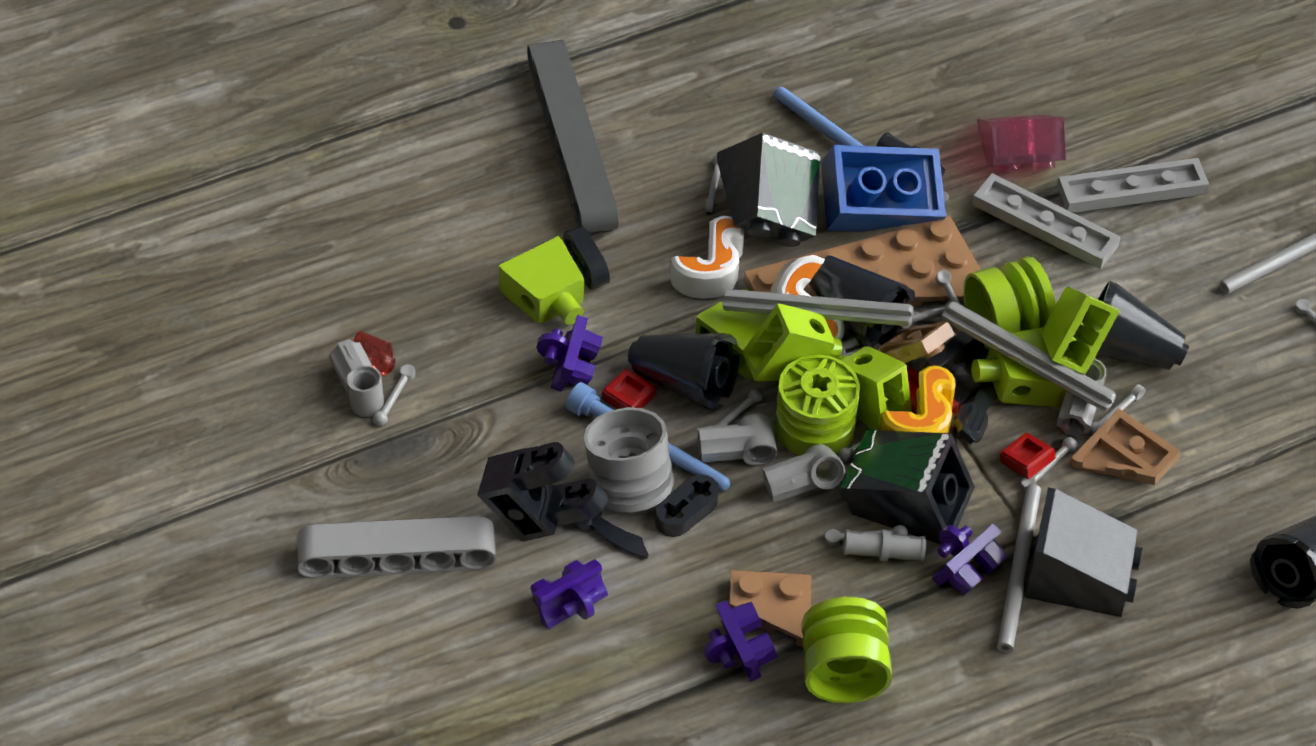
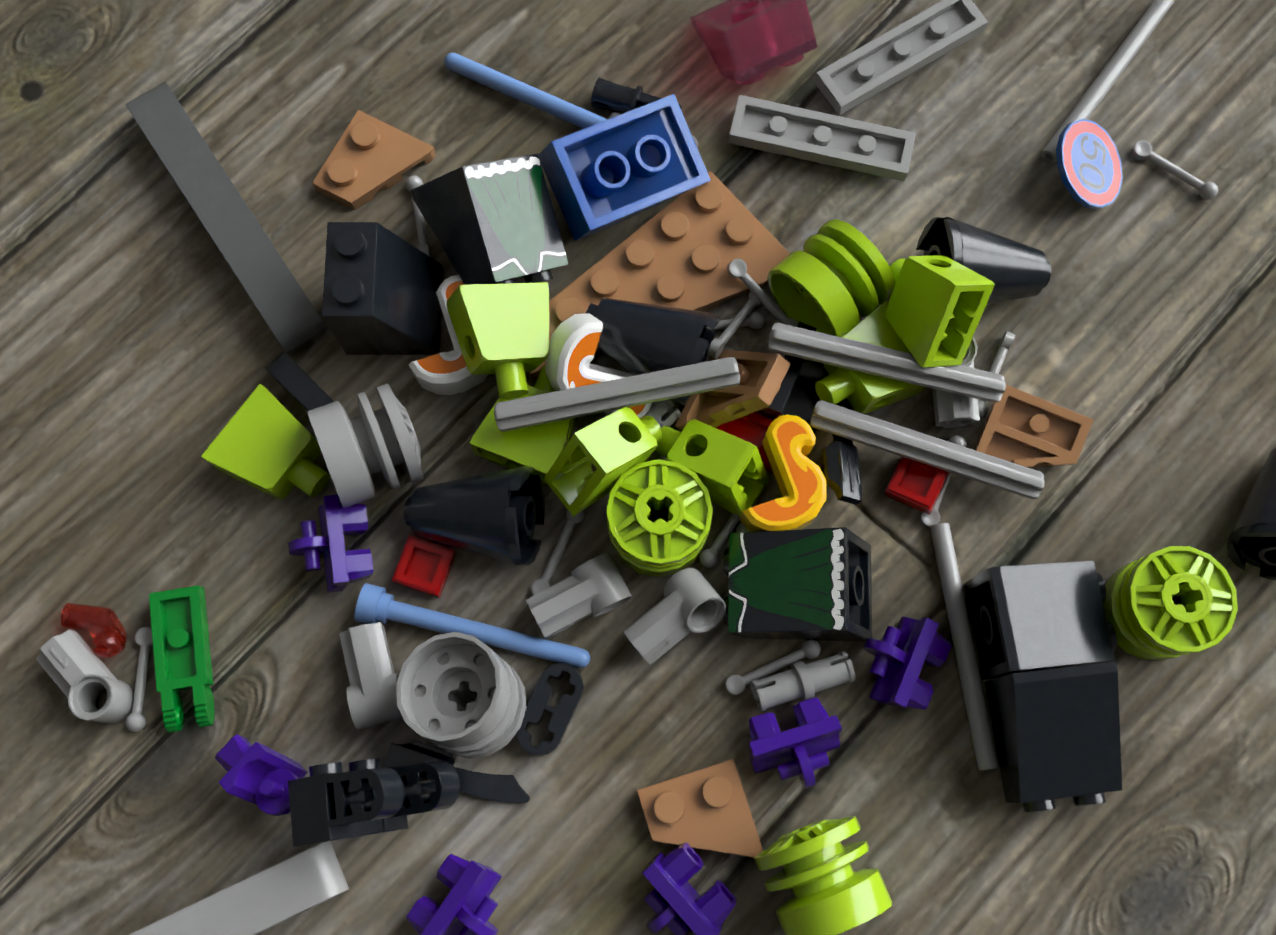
camera: 20 degrees left, 25 degrees up
(432, 385) = (182, 654): none -> green hinge
(463, 460) = (258, 774): none -> dark purple hips
(566, 427) = (371, 676): none -> light grey piece
(621, 293) = (366, 444): none -> light grey wheel
(667, 206) = (380, 292): none -> black slope
(690, 135) = (369, 160): none -> medium nougat wing
(749, 249) = (502, 330): none -> torso
(861, 577) = (798, 749): none -> dark purple hips
(1041, 429) = (927, 449): none -> light grey axle
(1064, 624) = (1057, 734): none -> black slope
(1184, 577) = (1143, 608): none -> lime wheel
(1250, 296) = (1089, 164): none -> piece

